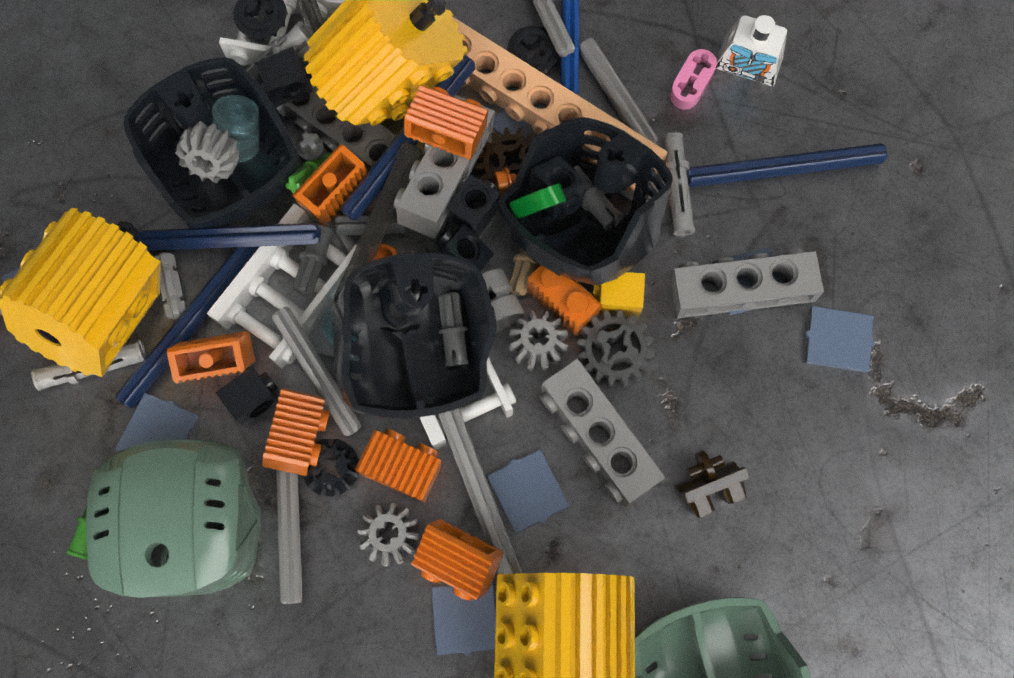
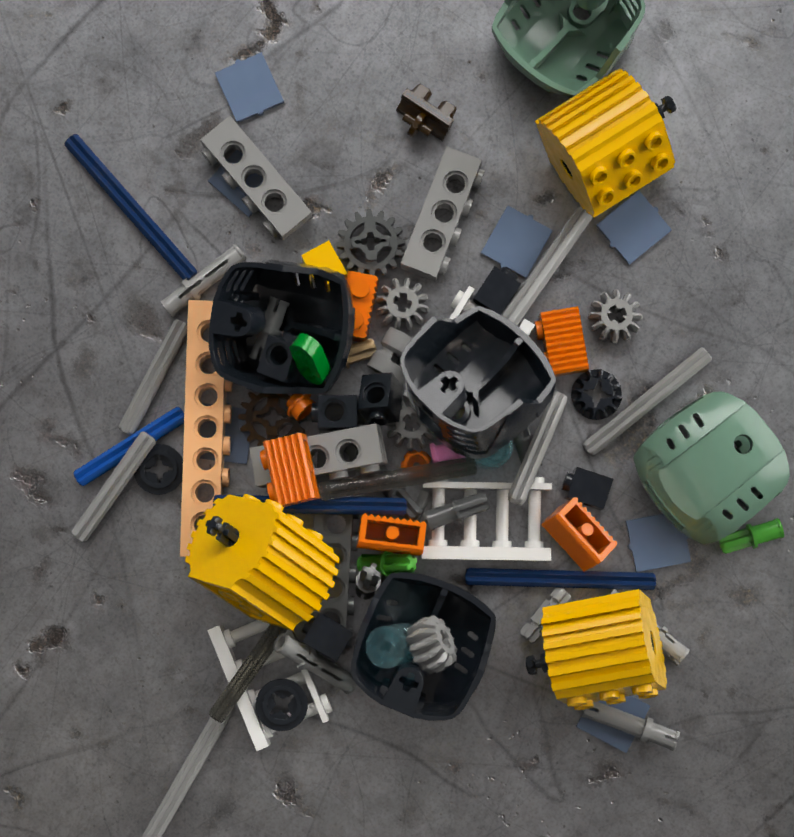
camera: 125 degrees left, 10 degrees up
(230, 236) = (482, 588): dark blue axle -> none
(294, 431) = (592, 428): orange brick -> none
(452, 329) = (444, 360): dark grey axle -> none
(457, 560) = (600, 254): orange brick -> none
(490, 436) = (497, 290): none -> black brick
(687, 76) = (100, 317): bright pink beam -> none
(753, 49) = (50, 290): white torso -> none

